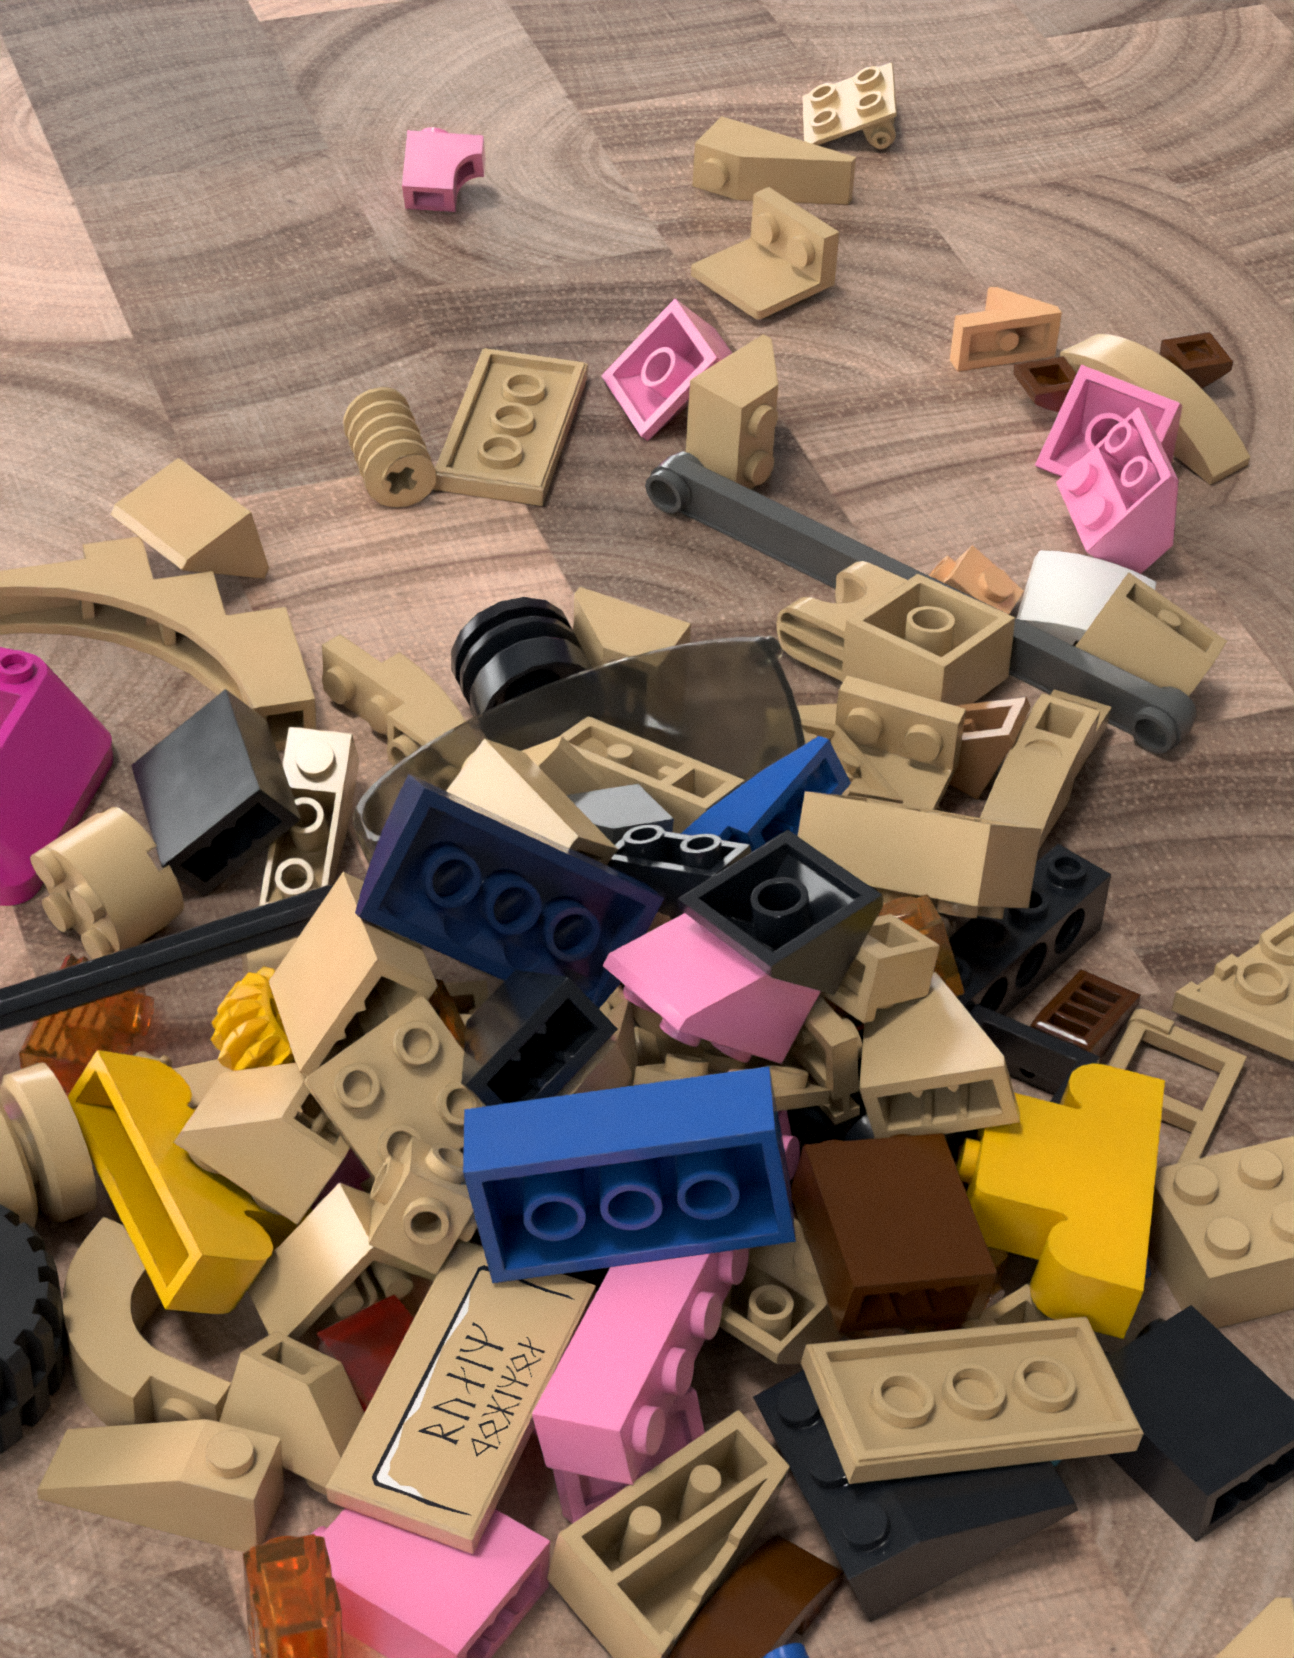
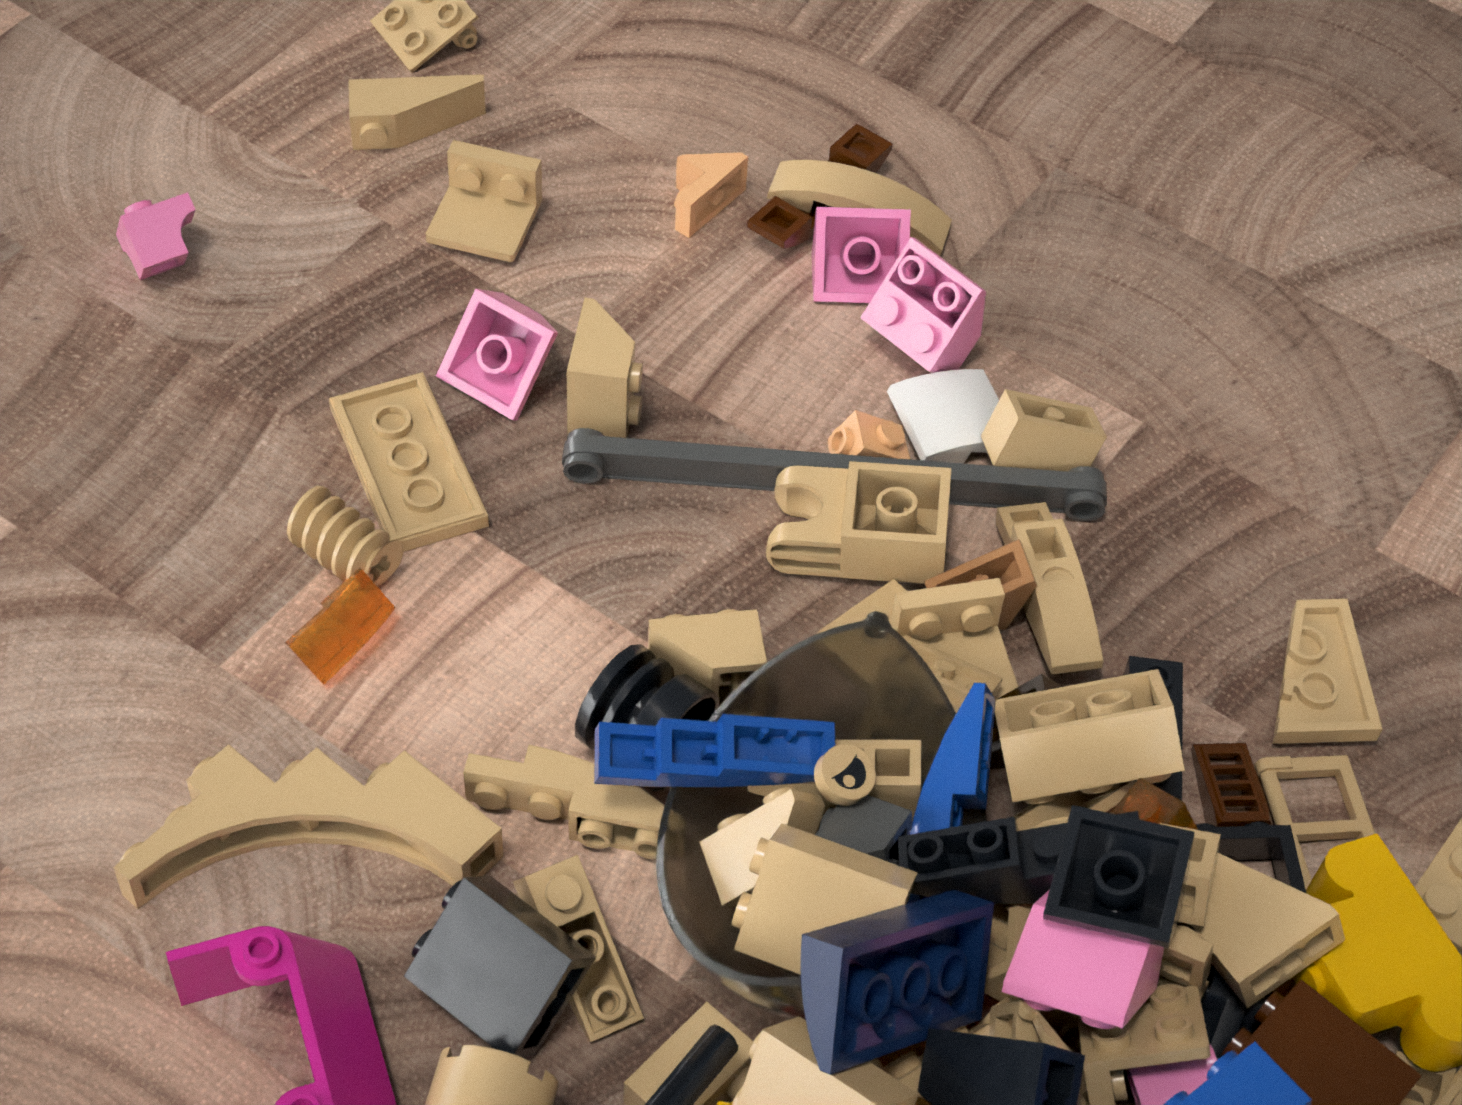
camera: 35 degrees left, 10 degrees up
(193, 523) = (257, 709): tan slope -> none
(326, 506) = (341, 626): none -> clear orange slope
(533, 695) = (709, 753): none -> blue slope
(631, 758) = (844, 774): none -> tan tile

